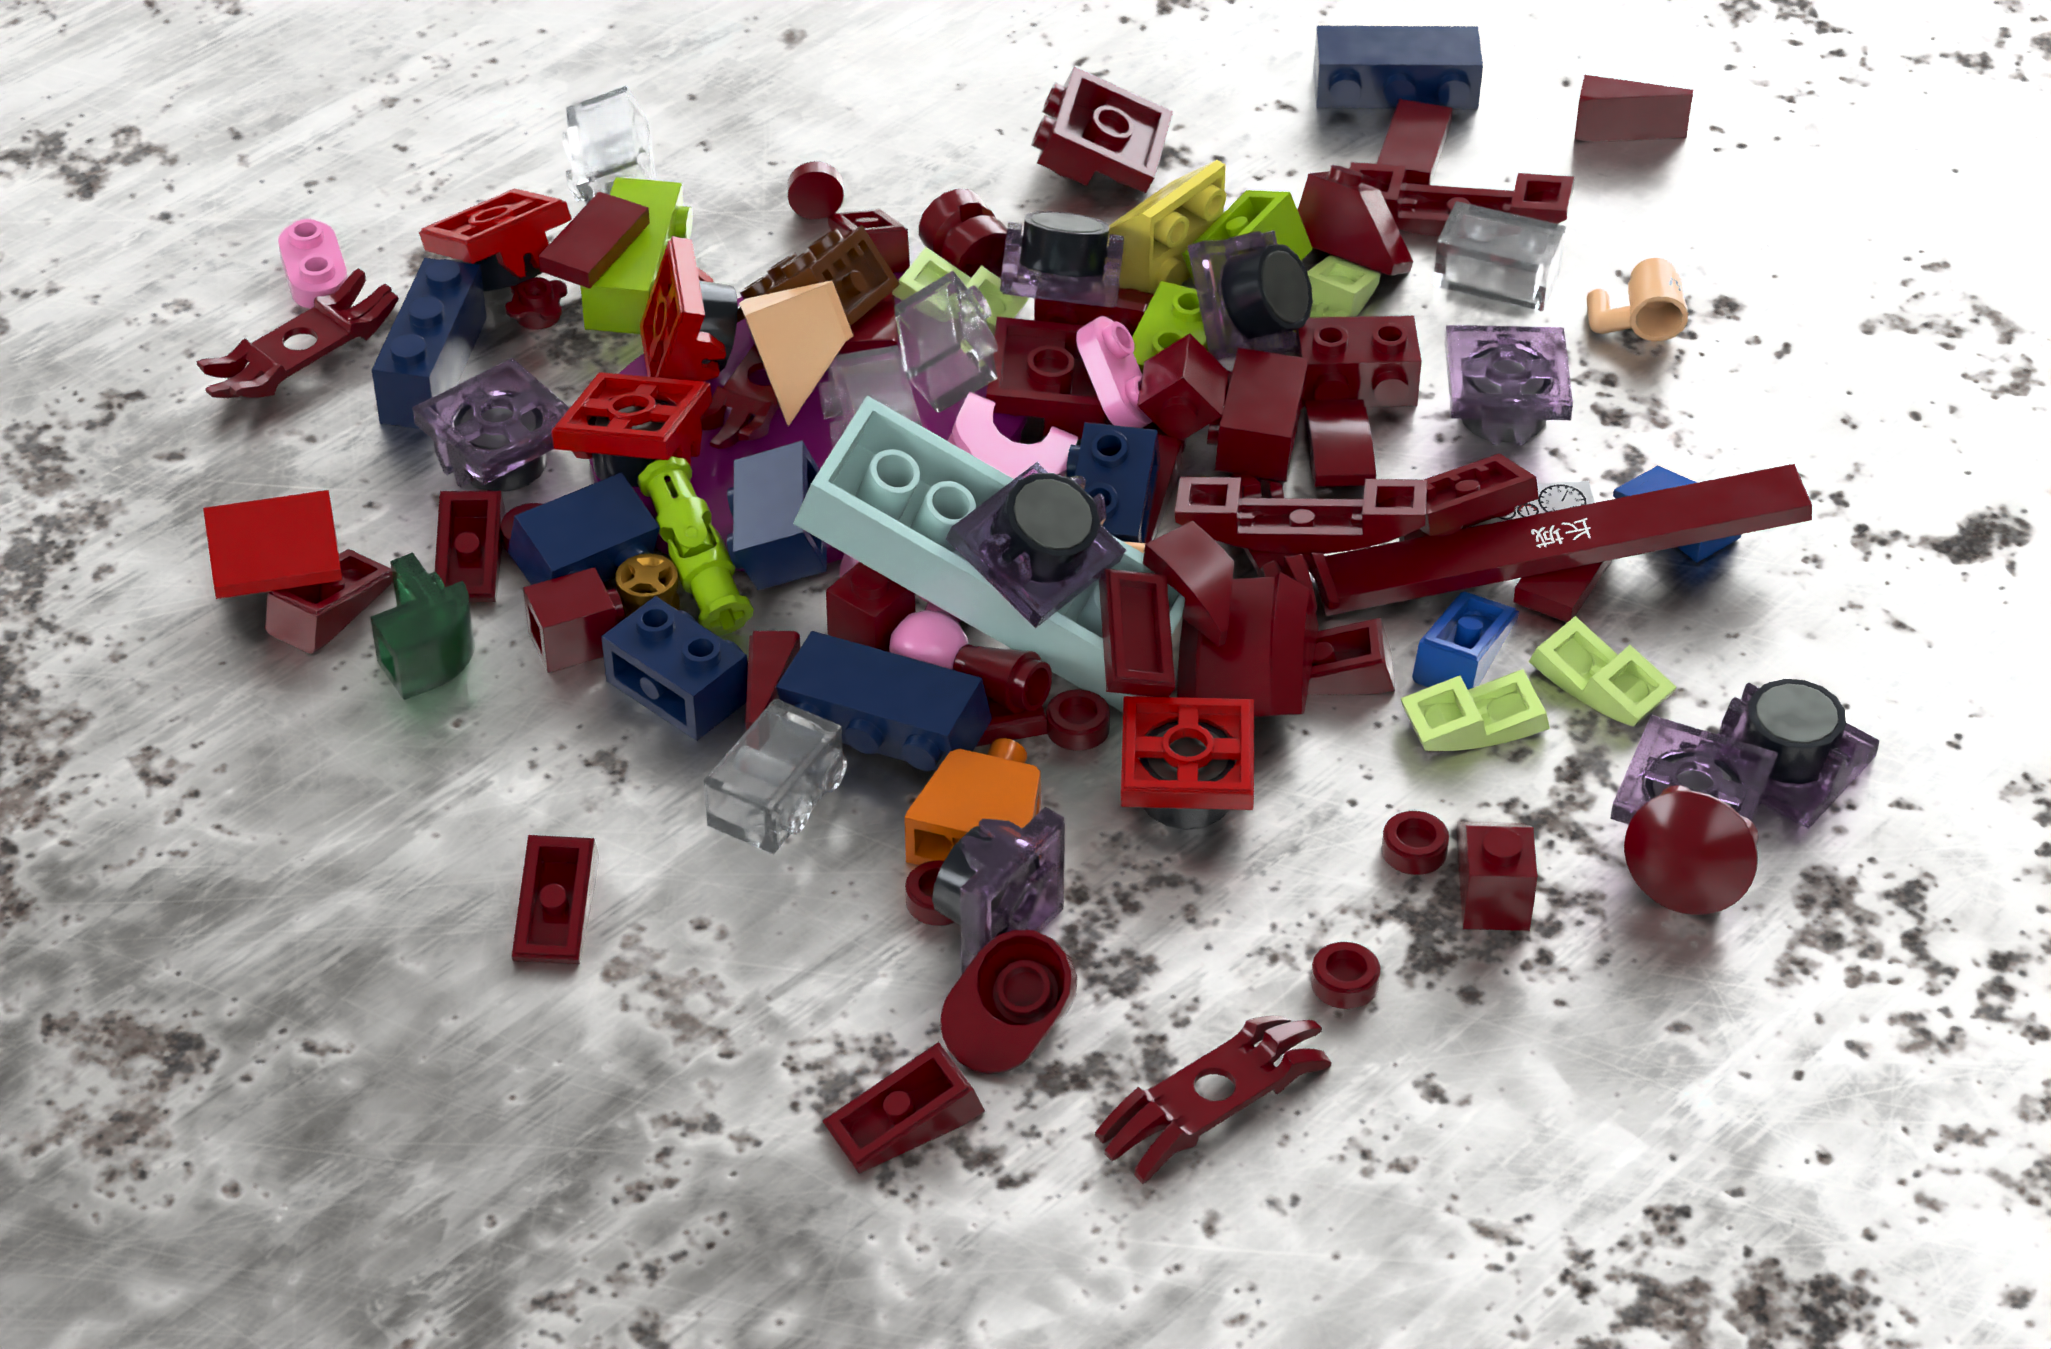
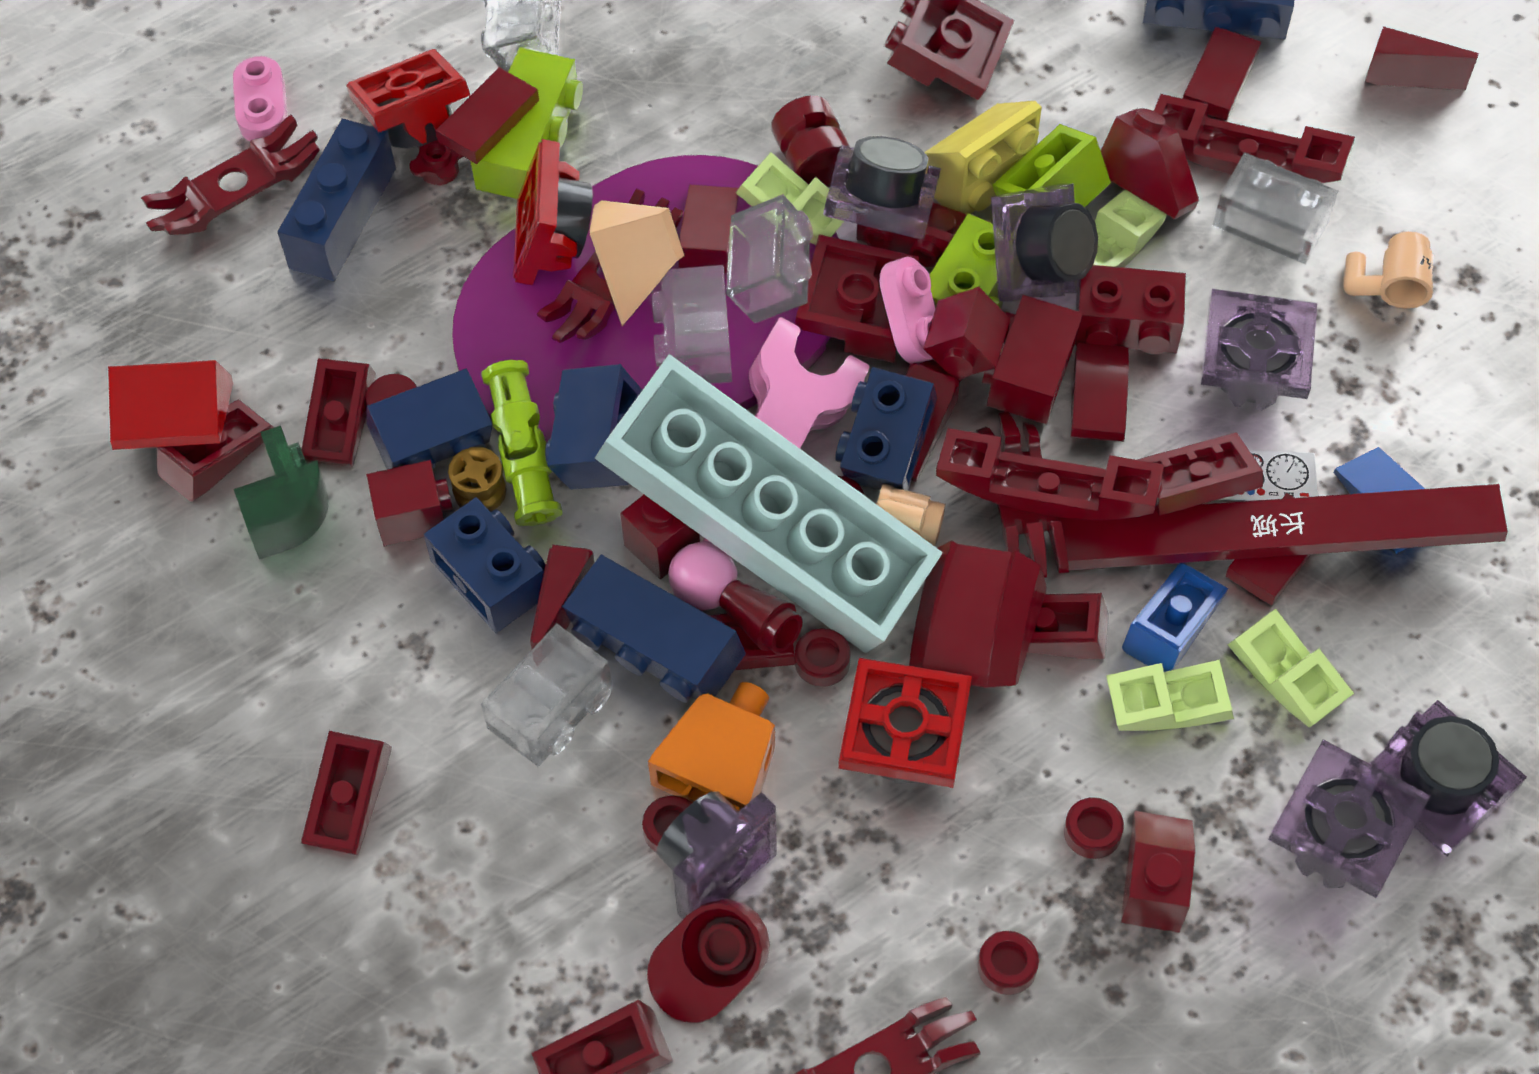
camera: 10 degrees right, 15 degrees up
(498, 428) = (380, 297): clear purple piece -> none
(633, 422) = (484, 318): red piece -> none
(815, 190) = (691, 71): dark red tile -> none
(849, 261) = (685, 177): reddish brown bracket -> none
(886, 233) = (729, 130): dark red slope -> none
(1038, 541) = (803, 509): piece -> none
(1136, 633) = (878, 602): dark red tile -> none
(1200, 573) = (941, 547): dark red slope -> none
(1691, 851) = (1334, 889): dark red dish -> none

